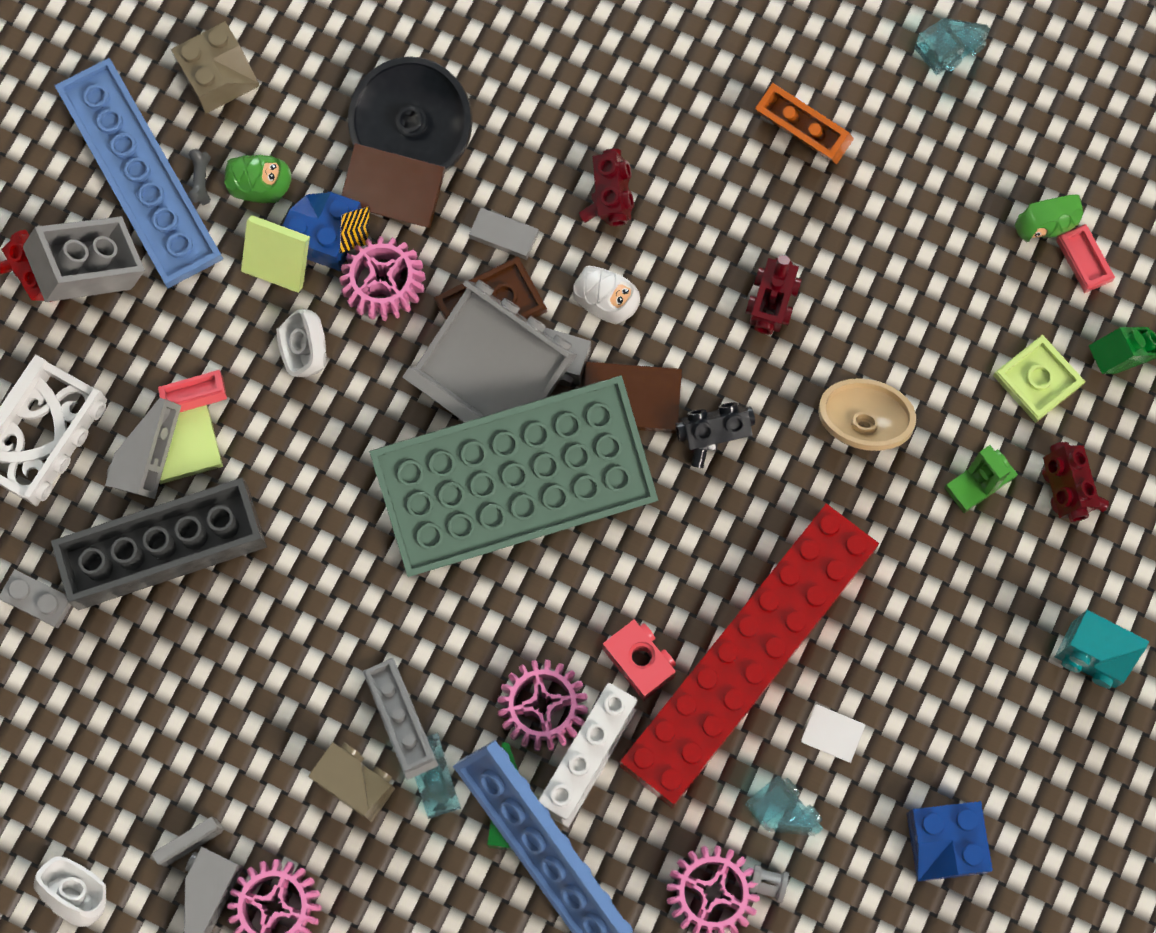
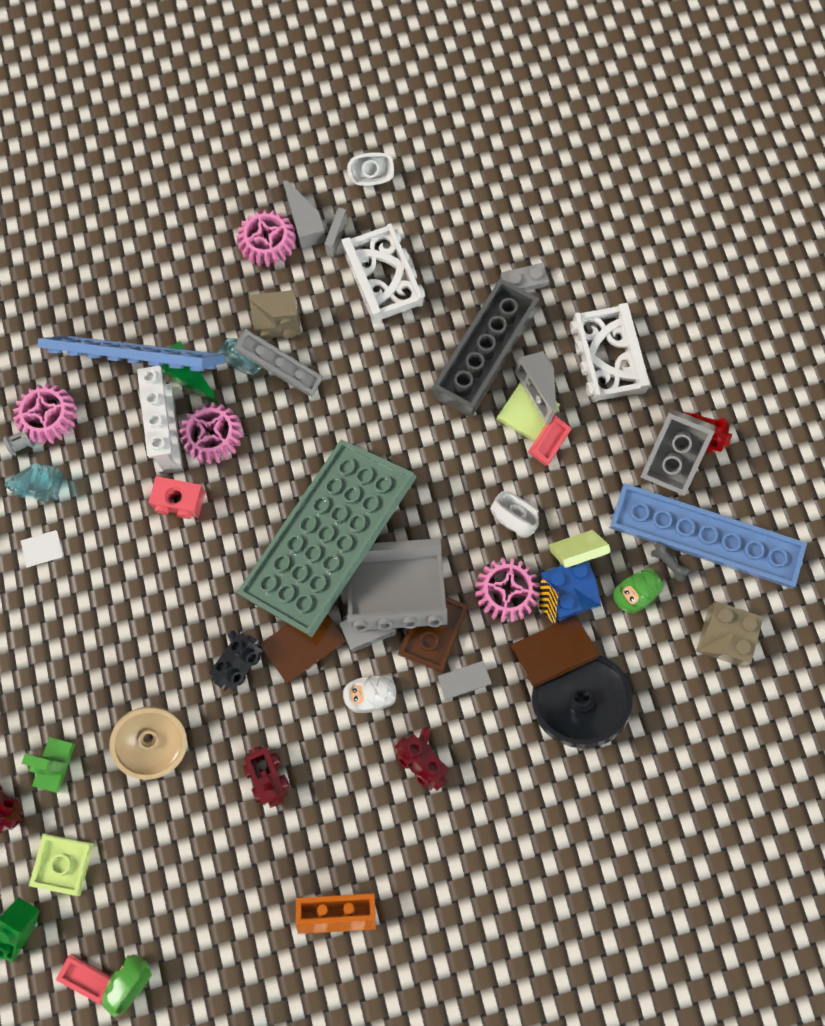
camera: 140 degrees right, 0 degrees up
(196, 785) = (372, 299): none -> white fence
(748, 656) = (115, 551): red brick -> none

